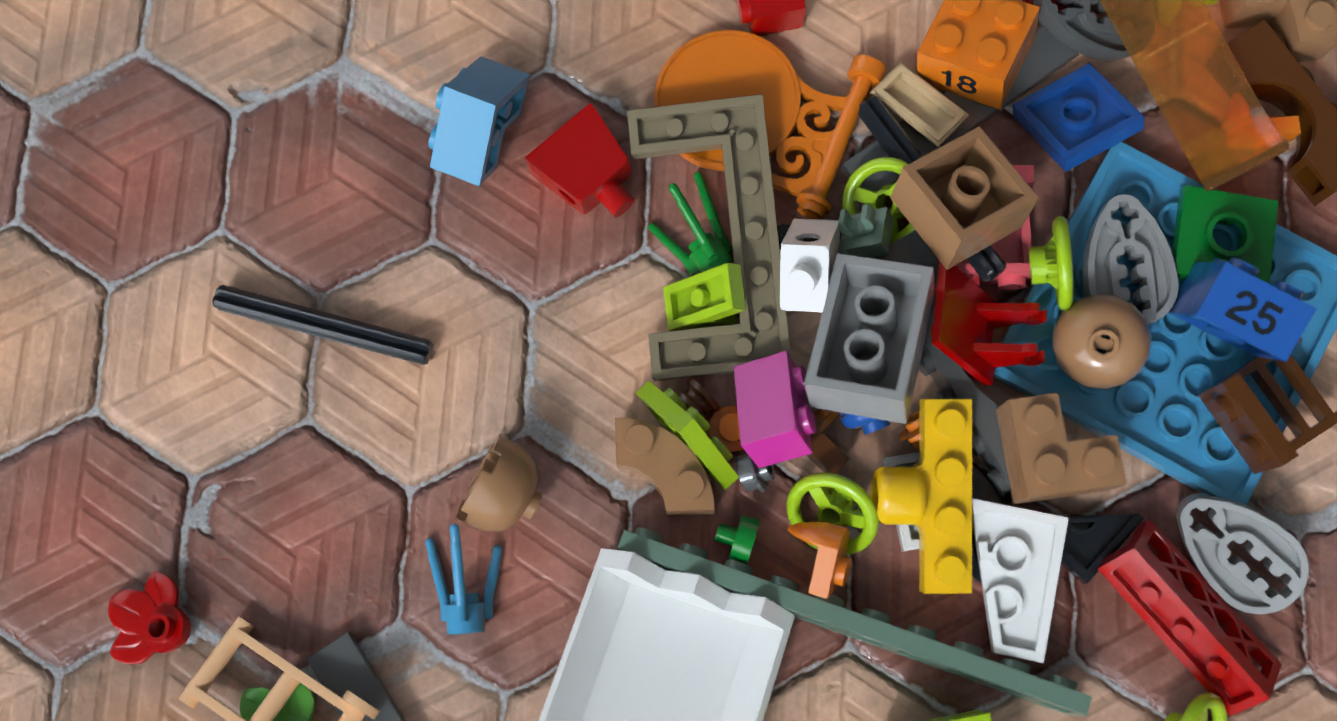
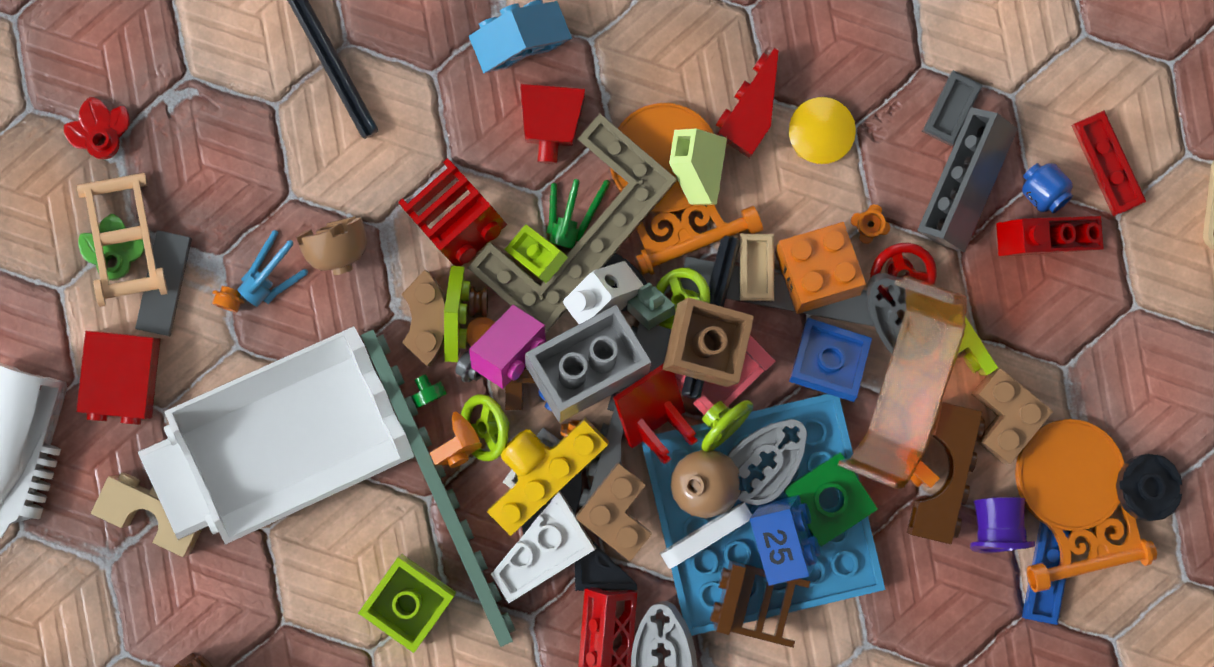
camera: 35 degrees right, 10 degrees up
(447, 654) = (227, 299): none -> orange plate
(610, 343) = (462, 229): none -> red plate
(768, 62) = (698, 164): none -> yellowish green slope
(1156, 393) = (706, 535): none -> white beam

